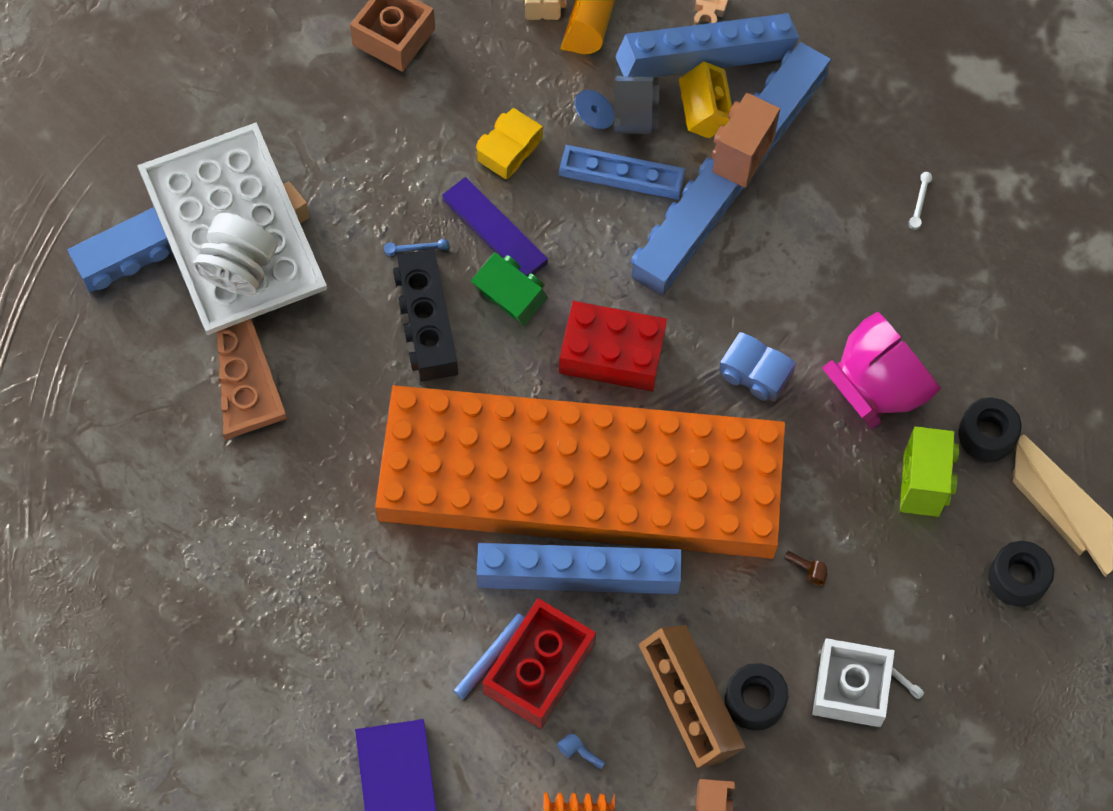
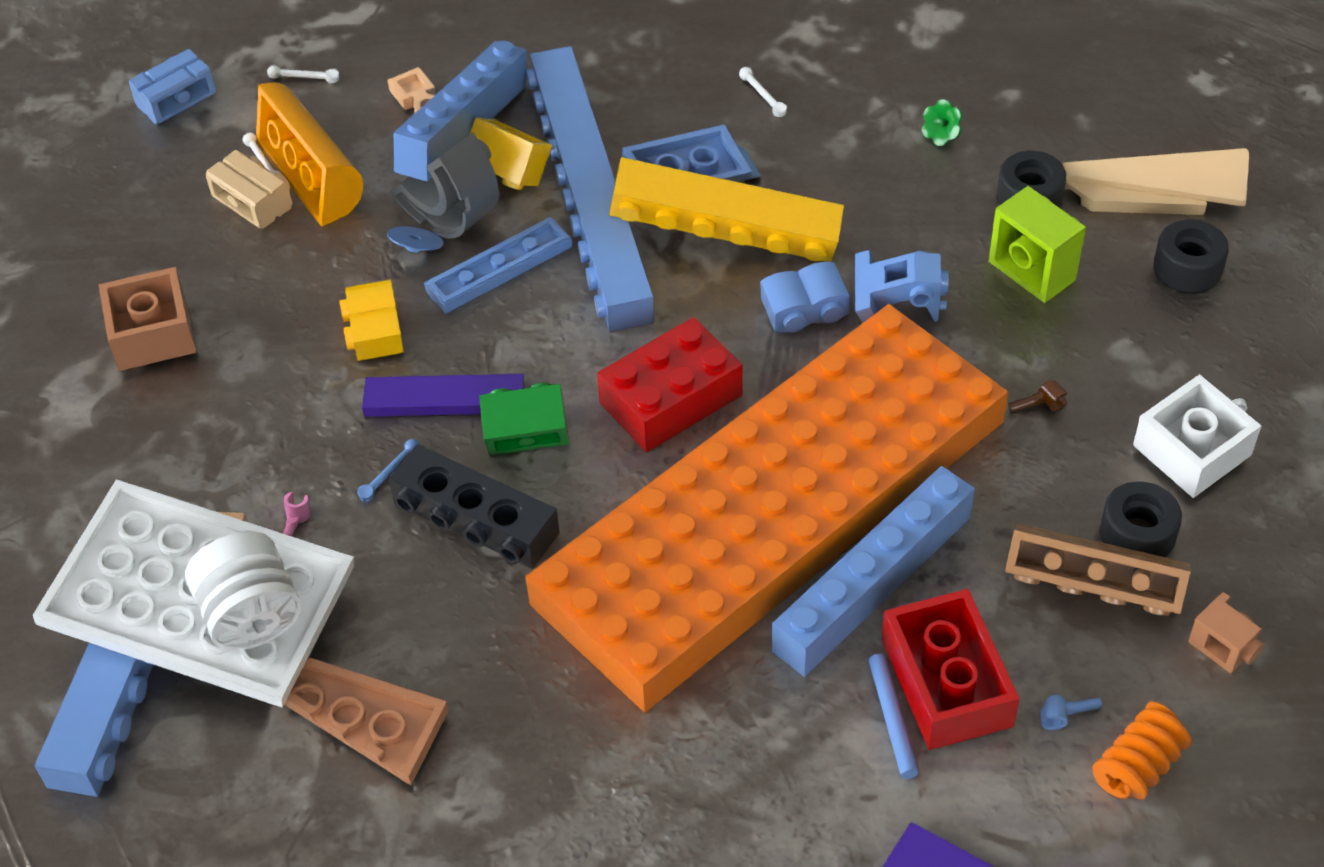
camera: 45 degrees left, 15 degrees down
(340, 227) = (295, 513): none -> bright pink hand
(744, 139) = (589, 133): nougat brick -> none
(774, 267) = (726, 210): none -> yellow brick
(802, 213) = (701, 152): none -> medium blue slope
(827, 428) = (878, 283): none -> medium blue tile
(880, 372) = (910, 217): dark pink plate -> none
(995, 332) = (942, 122): none -> green plant

